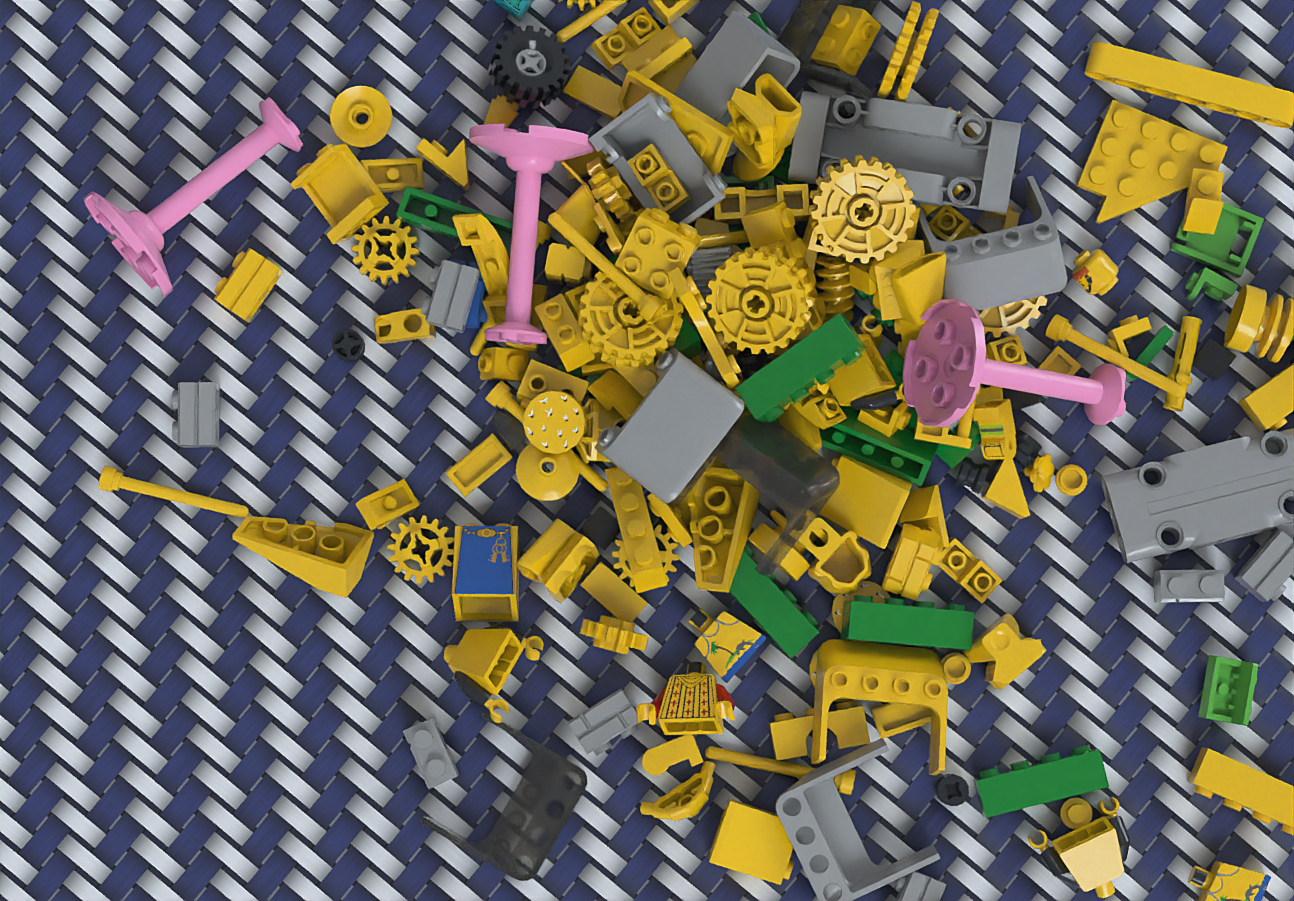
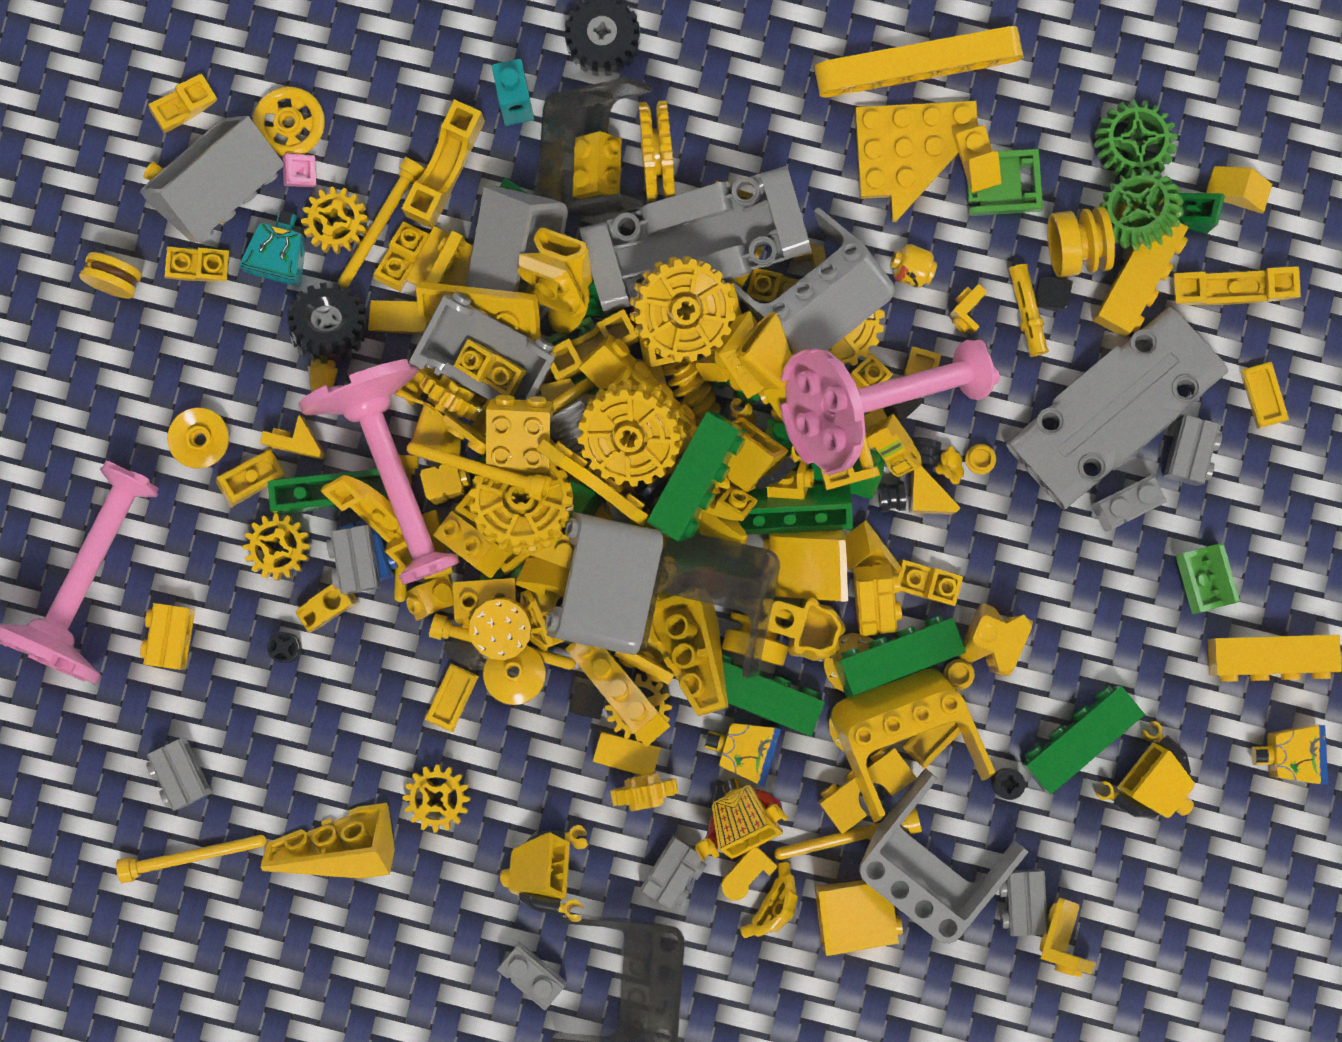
camera: 25 degrees left, 0 degrees up
(340, 191) = (211, 513): yellow panel -> none
(387, 505) = (387, 773): yellow slope -> none
(486, 573) = (504, 791): slope -> none
(559, 560) = (563, 749): yellow piece -> none
(1061, 330) = (909, 331): yellow piece -> none
(1075, 813) = (1126, 751): yellow plate -> none
(1151, 349) = (994, 315): green tile -> none
(1215, 285) = (1024, 227): bright green bracket -> none

